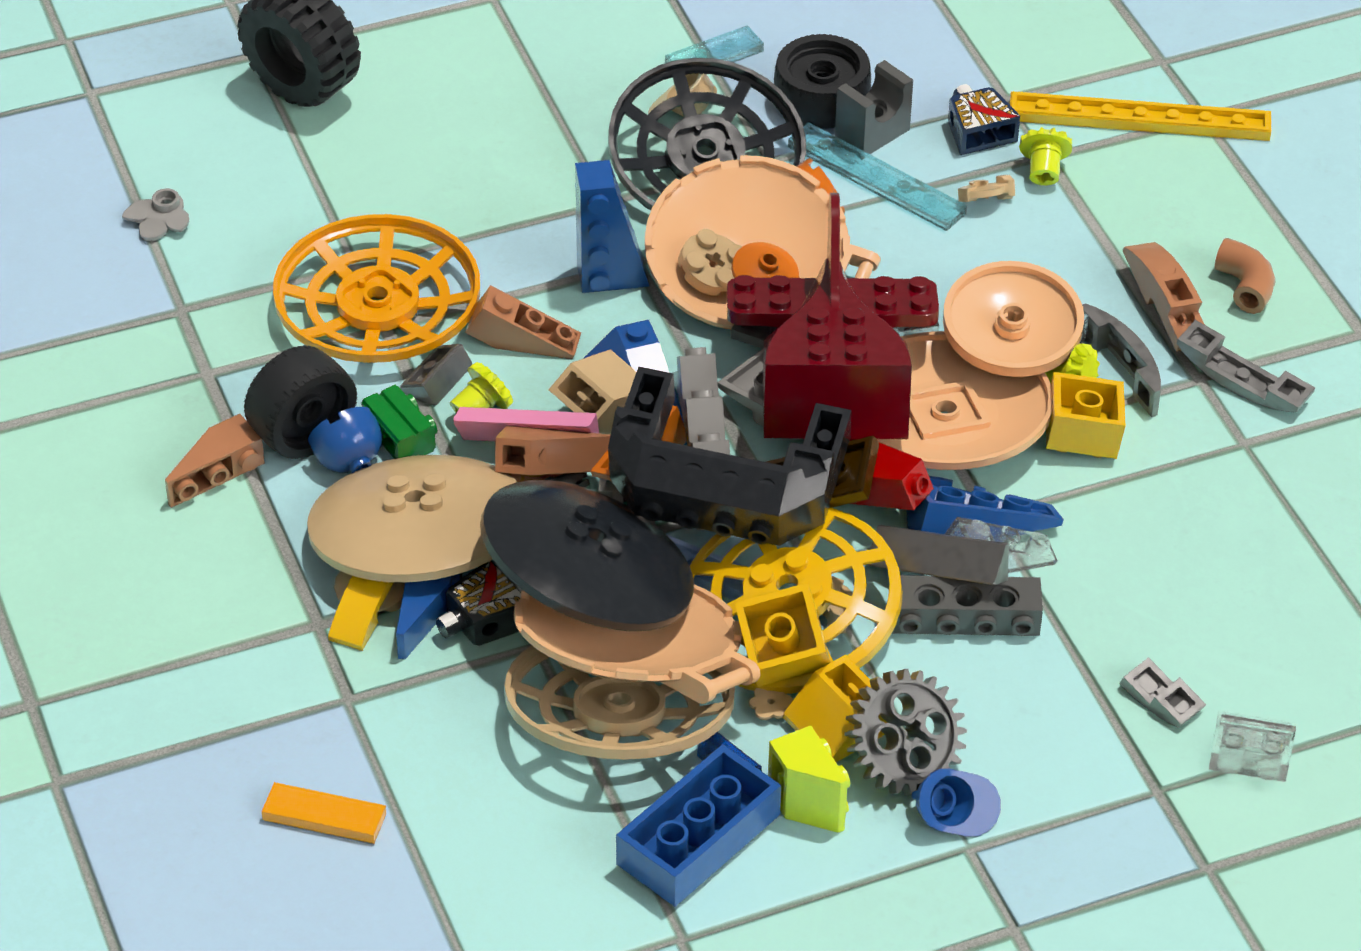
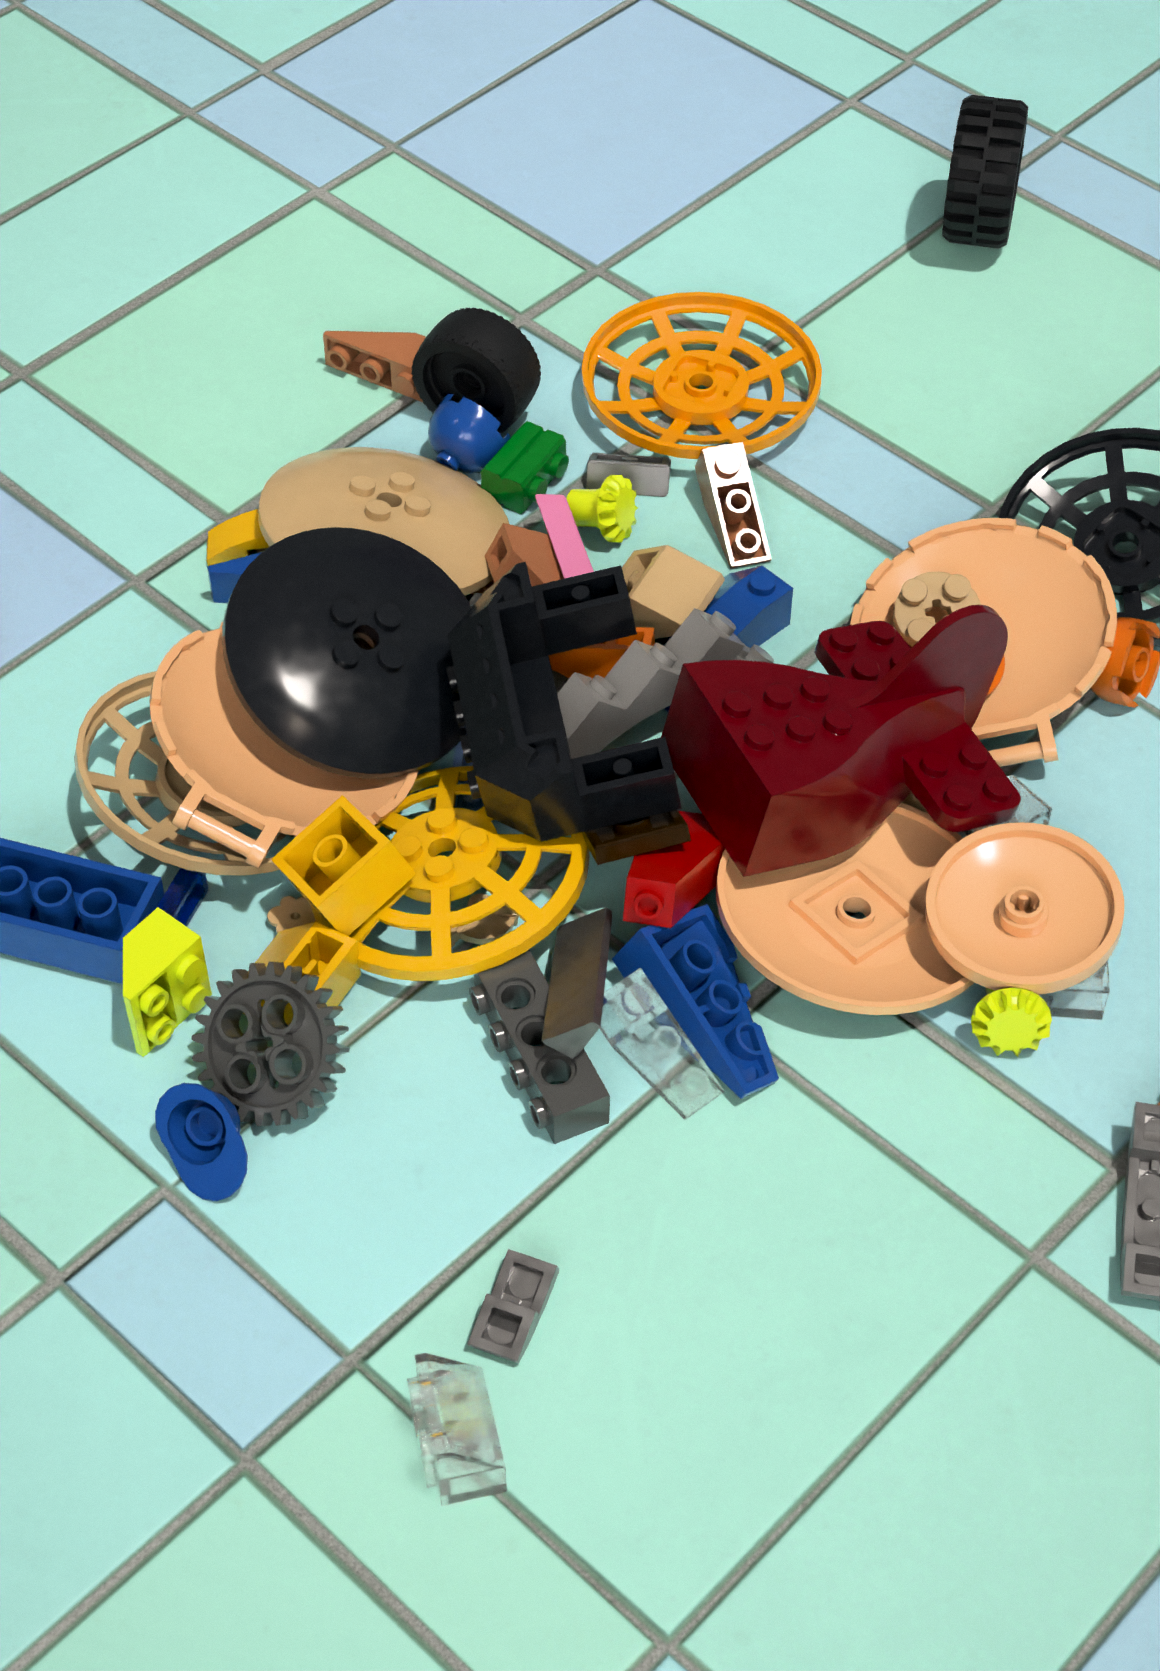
camera: 65 degrees right, 5 degrees up
(158, 214) = (710, 202): light grey plate -> none
(604, 235) = (882, 482): blue wedge -> none
(1086, 415) = (933, 1050): yellow brick -> none
(1110, 333) = (1056, 1103): flat silver slope -> none

